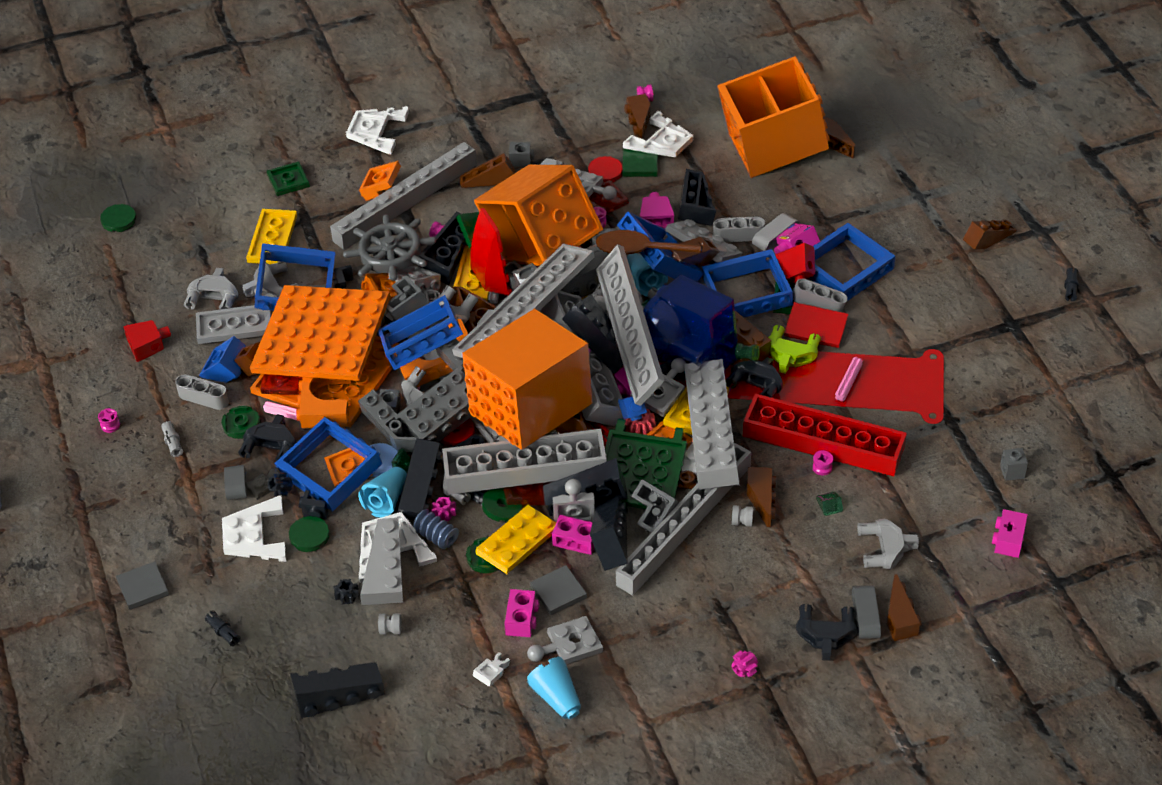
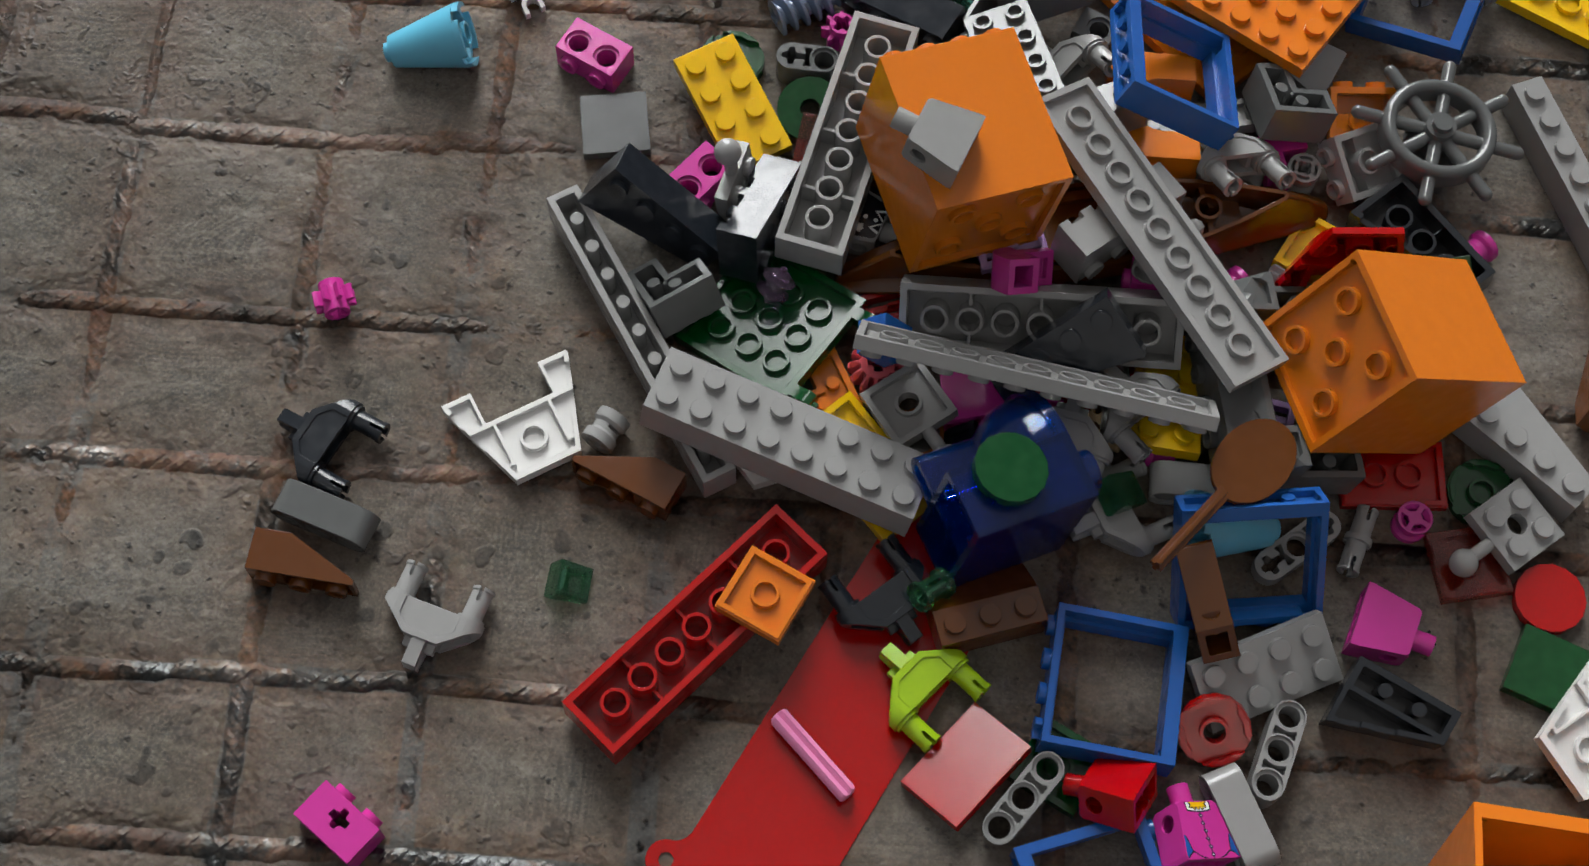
camera: 110 degrees right, 20 degrees up
(342, 275) = (1414, 62): black bracket -> none
(474, 512) = (794, 56): none -> dark grey beam
(553, 346) = (938, 138): none -> light grey torso
(568, 650) = (500, 91): light grey plate -> none
(626, 466) = (775, 285): none -> clear purple wheel
(693, 299) = (1010, 469): none -> dark green tile
(741, 247) = (1209, 709): none -> red tile
(764, 545) = (532, 436): none -> white wing
(793, 405) = (765, 595): none -> orange tile
(822, 462) = (646, 596): dark pink wheel -> none

